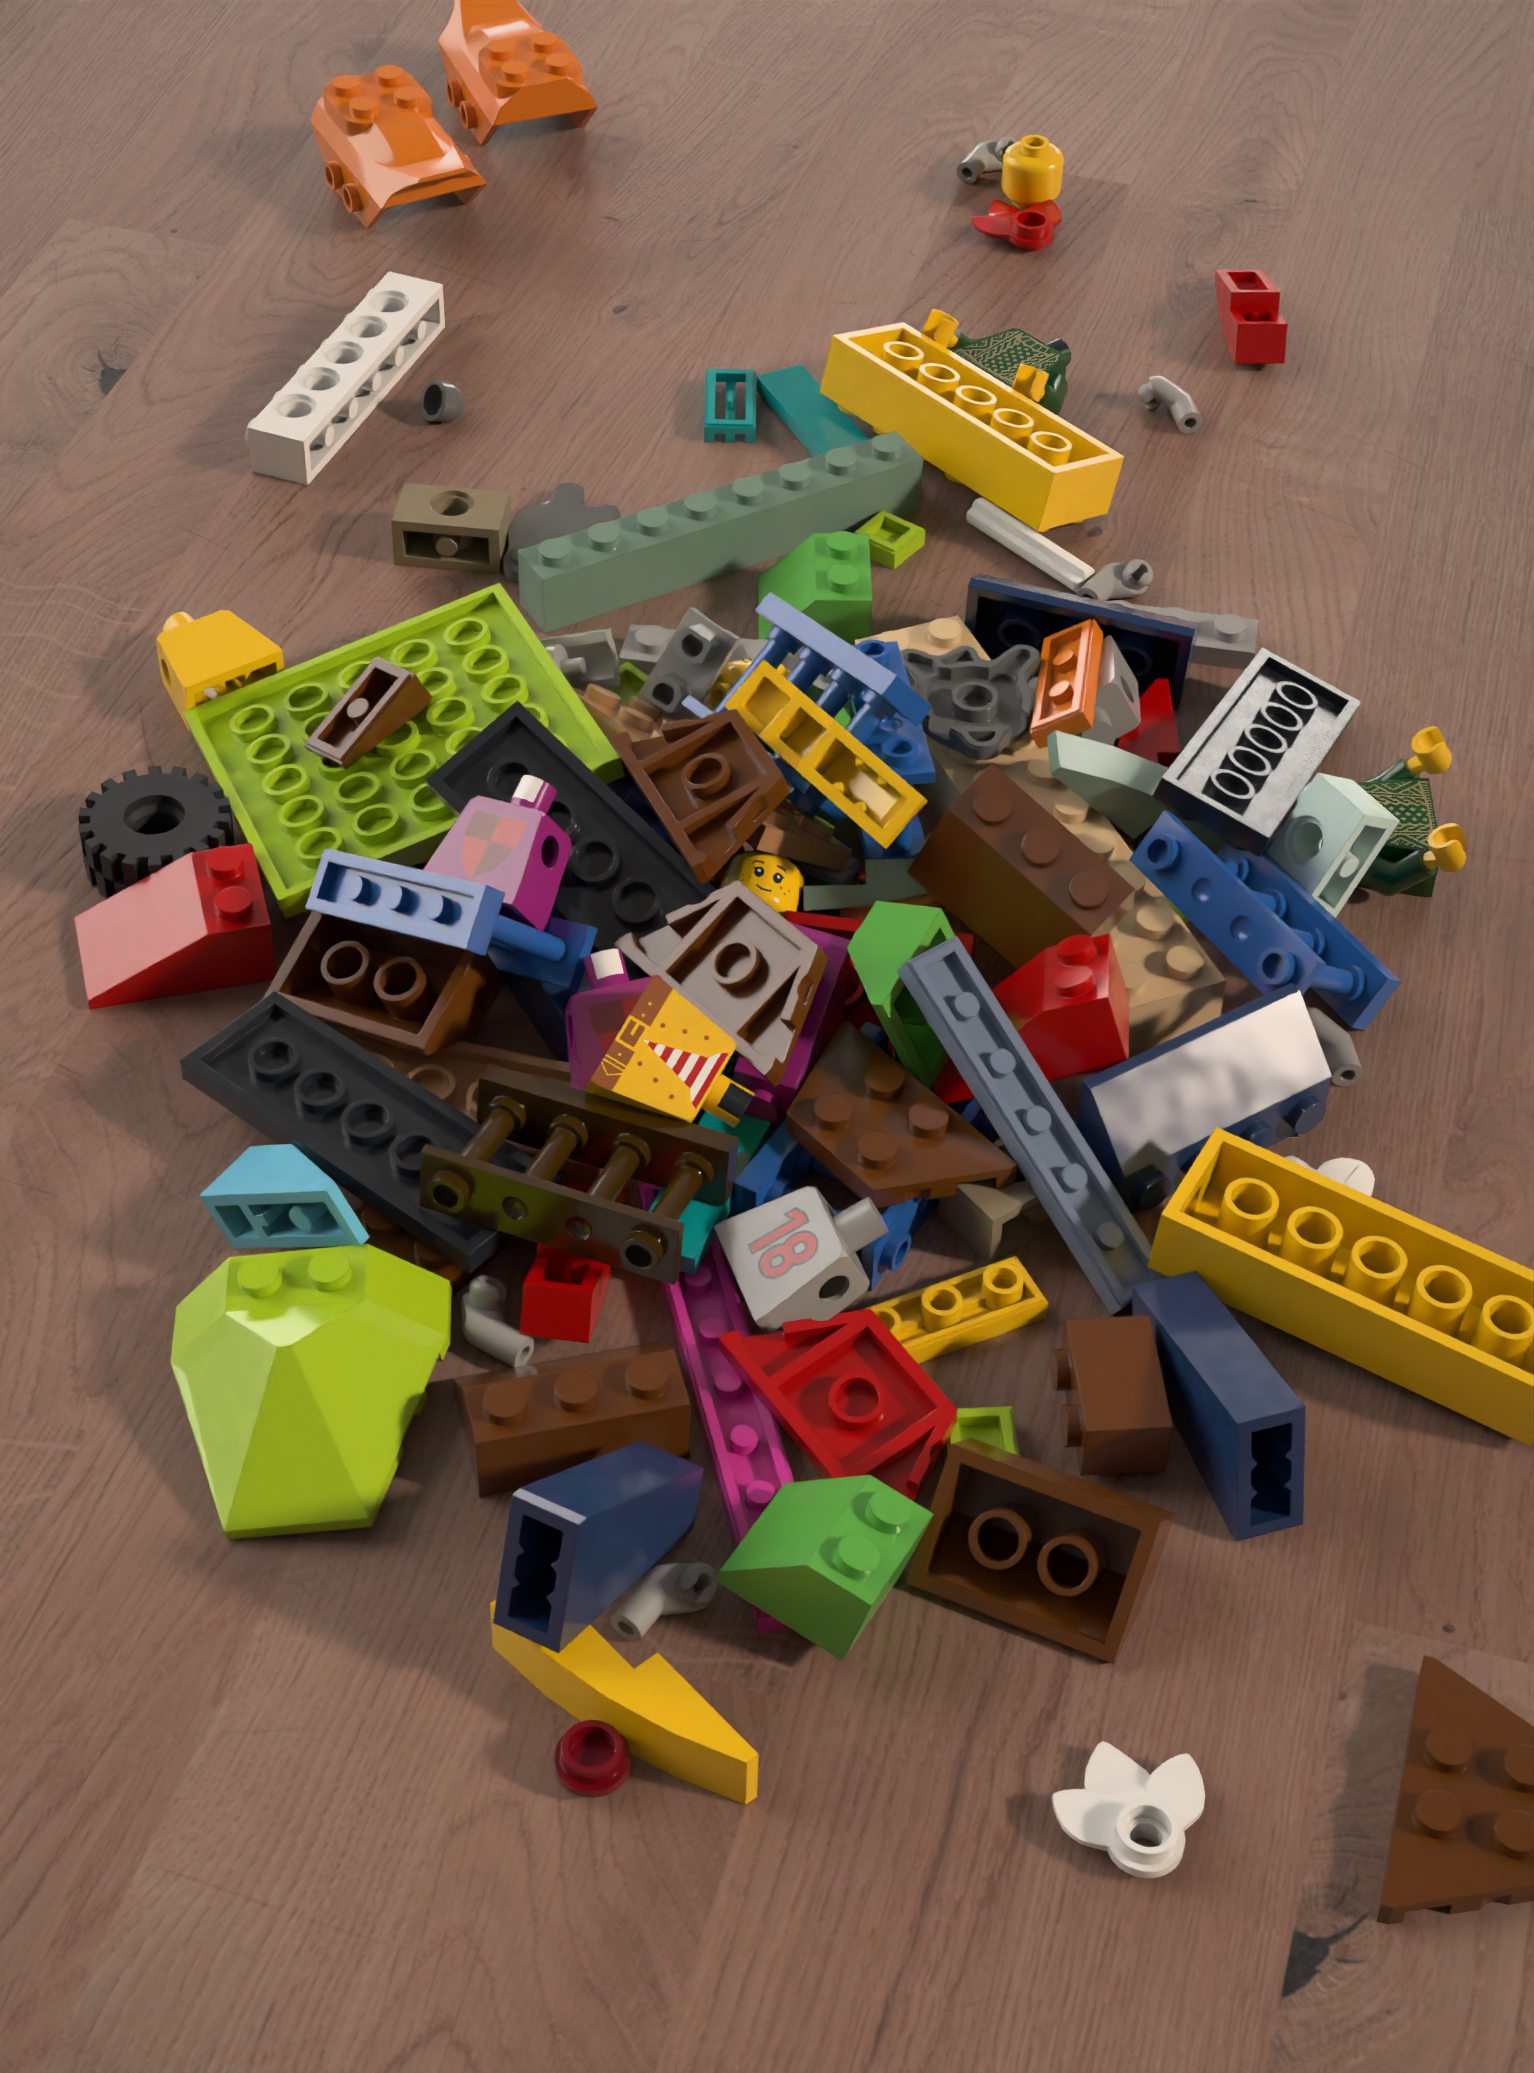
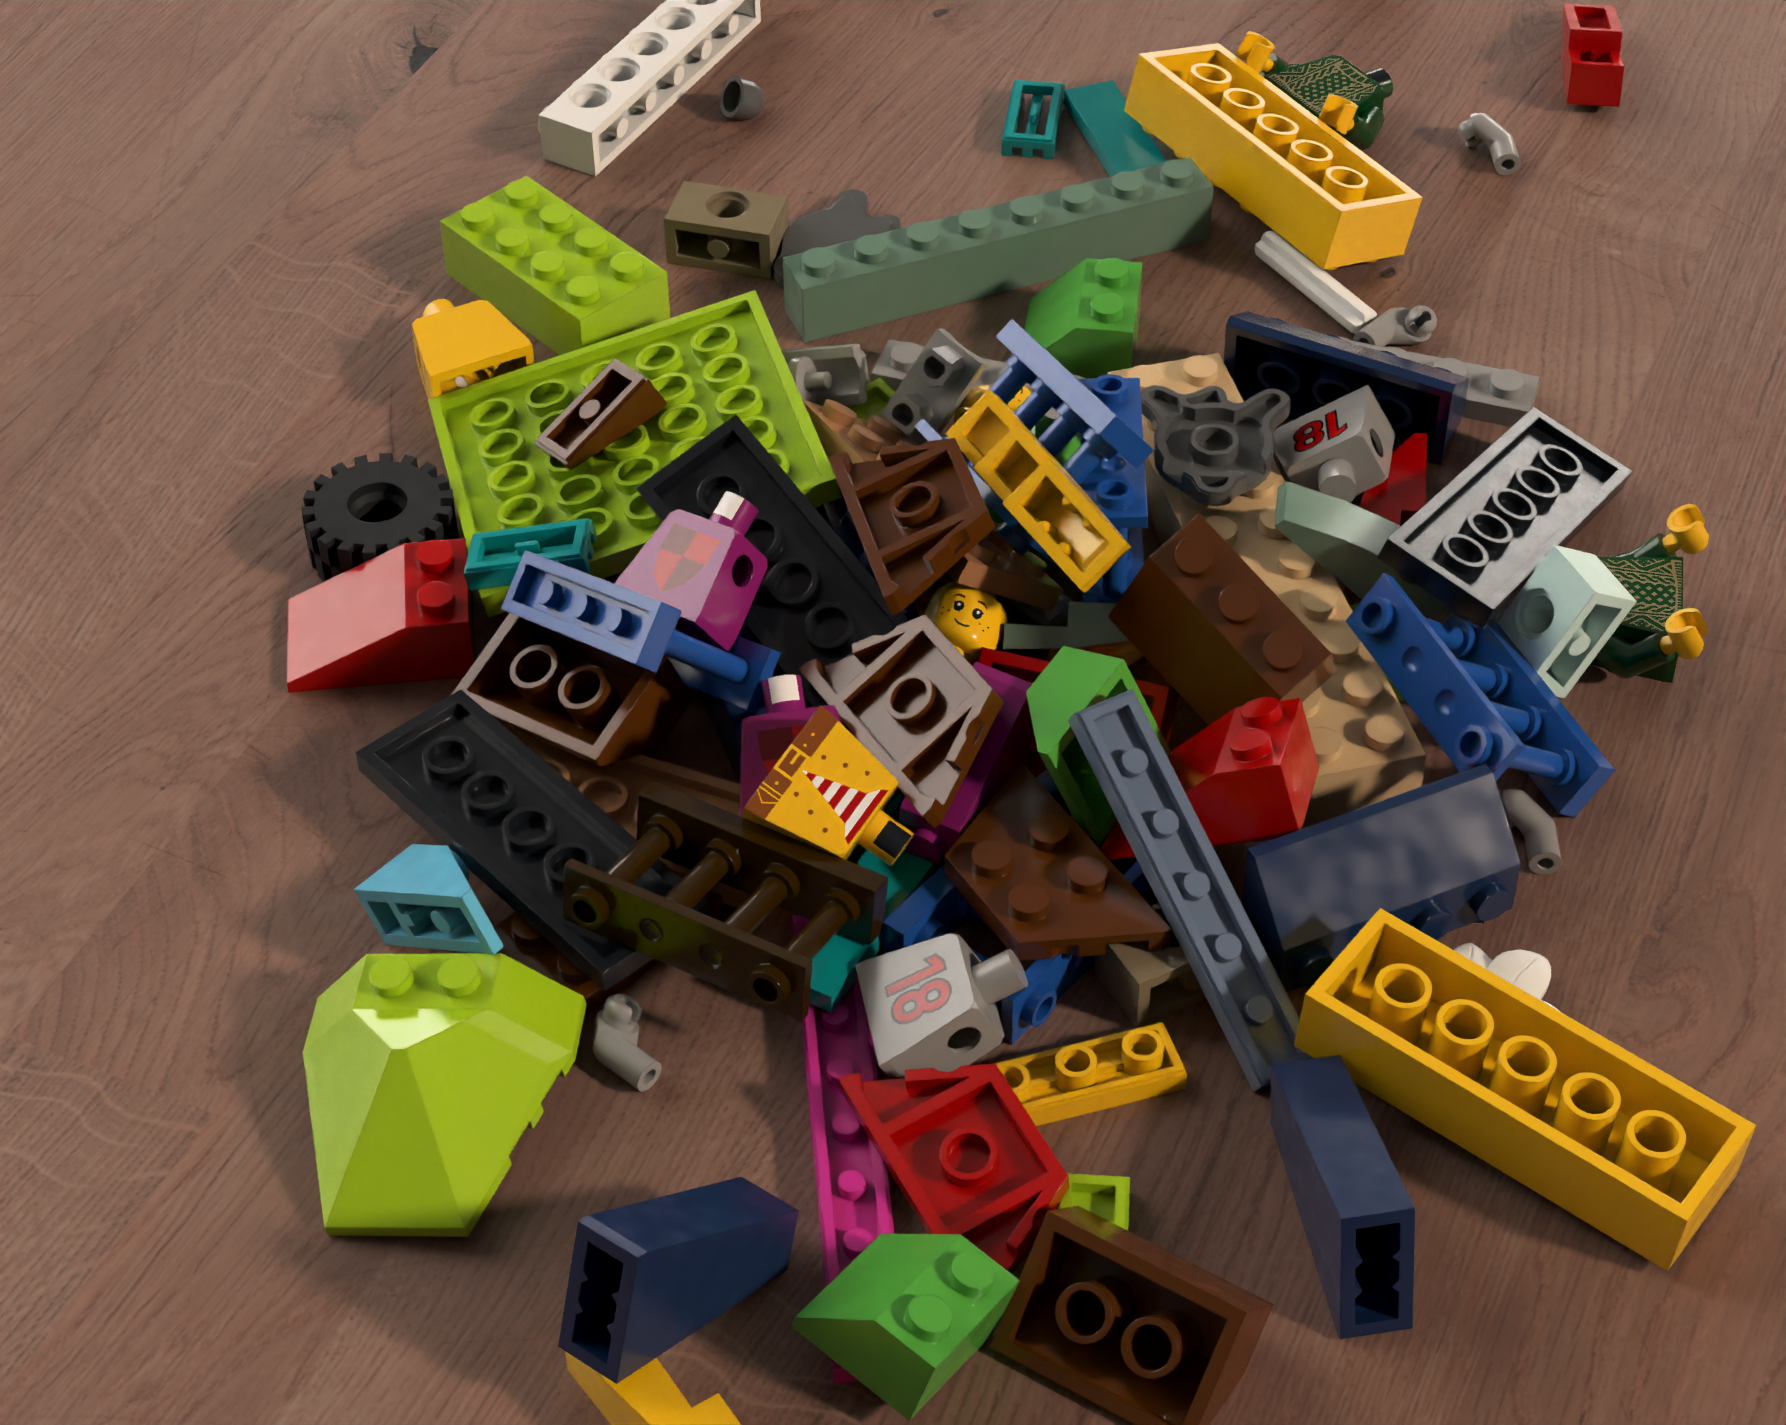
camera: 10 degrees right, 0 degrees up
(286, 575) = (552, 268): none -> lime brick
(294, 856) = (497, 554): none -> teal tile
(565, 1290) = (699, 1020): red slope -> none
(570, 1411) = (681, 1139): reddish brown slope -> none
(665, 1591) = (743, 1331): light grey arm -> none
(892, 539) = (1172, 268): lime tile -> none
(1067, 682) = (1314, 430): orange tile -> none
(1113, 1396) = (1233, 1176): reddish brown brick -> none

